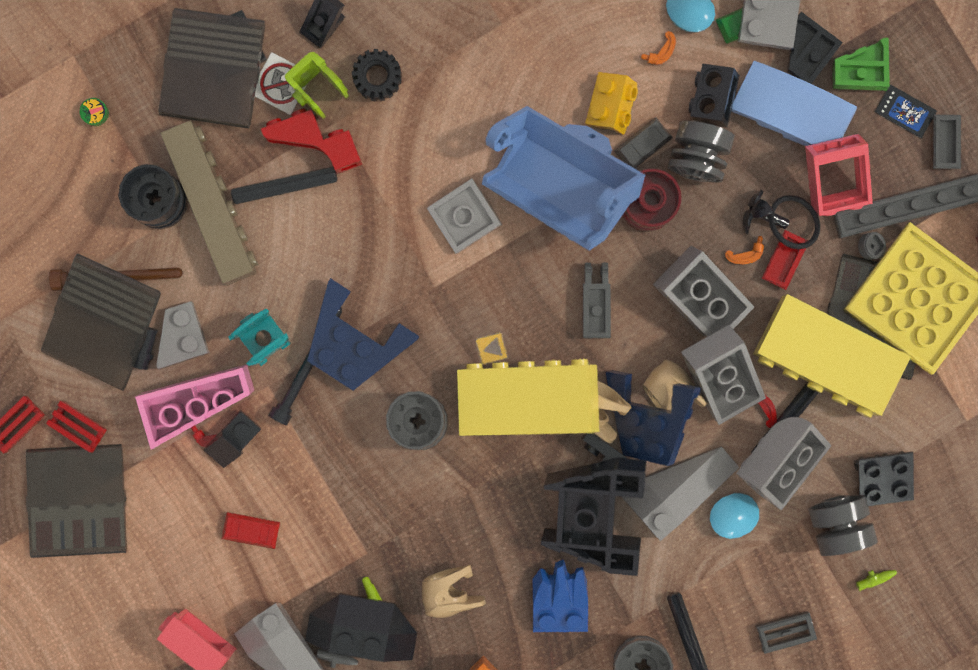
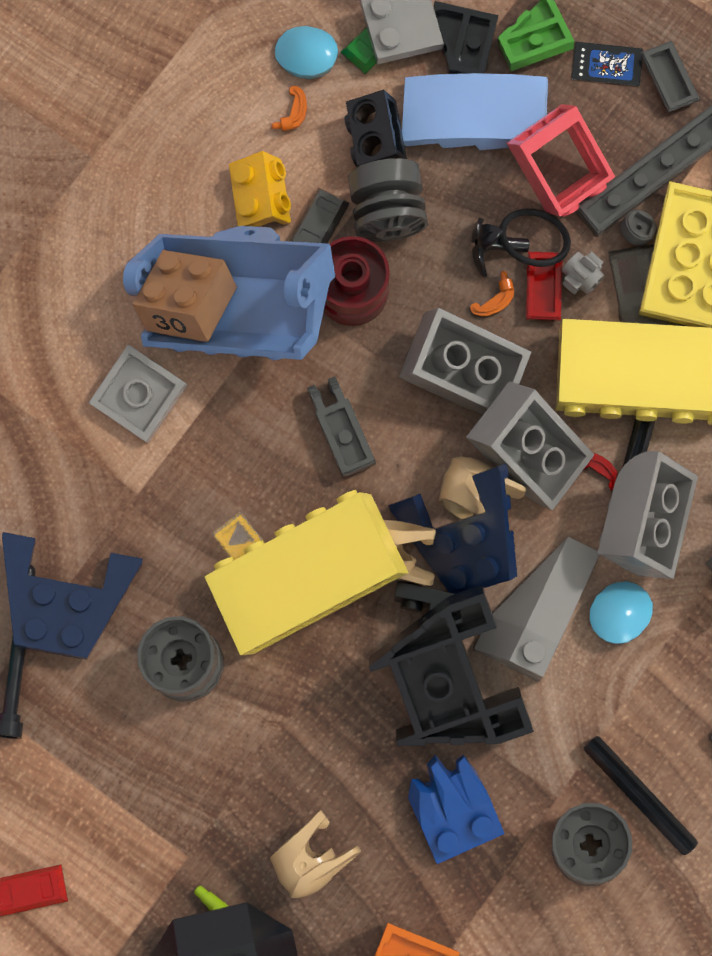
camera: 20 degrees left, 10 degrees down
(526, 163) = (185, 295): none -> medium nougat brick
(817, 263) = (583, 273): none -> light grey gear

